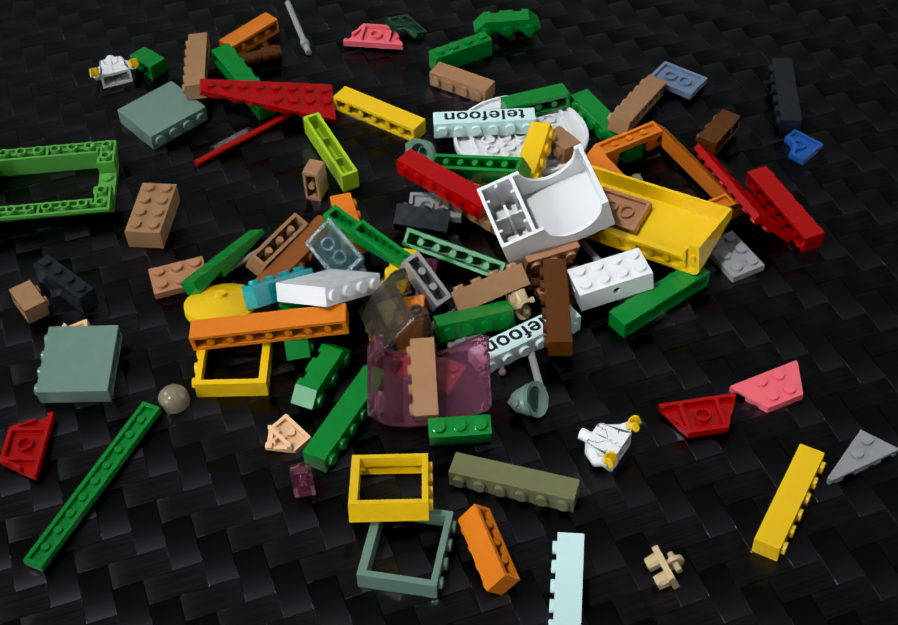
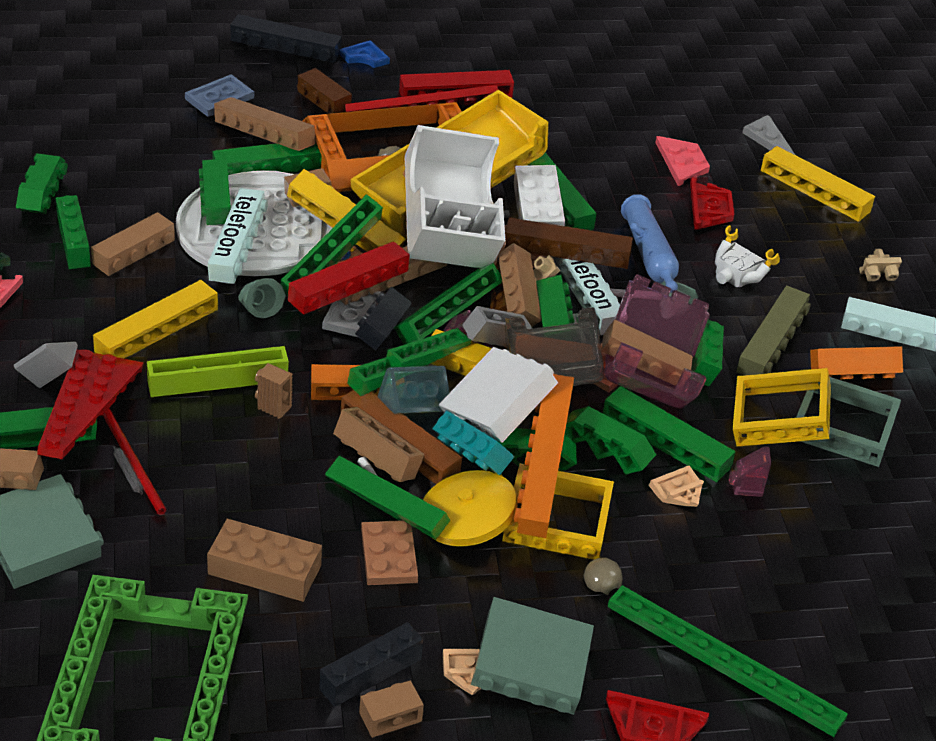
camera: 85 degrees left, 5 degrees down
(309, 73) = (47, 362): none -> light grey slope
(593, 366) = (650, 240): none -> medium blue piece

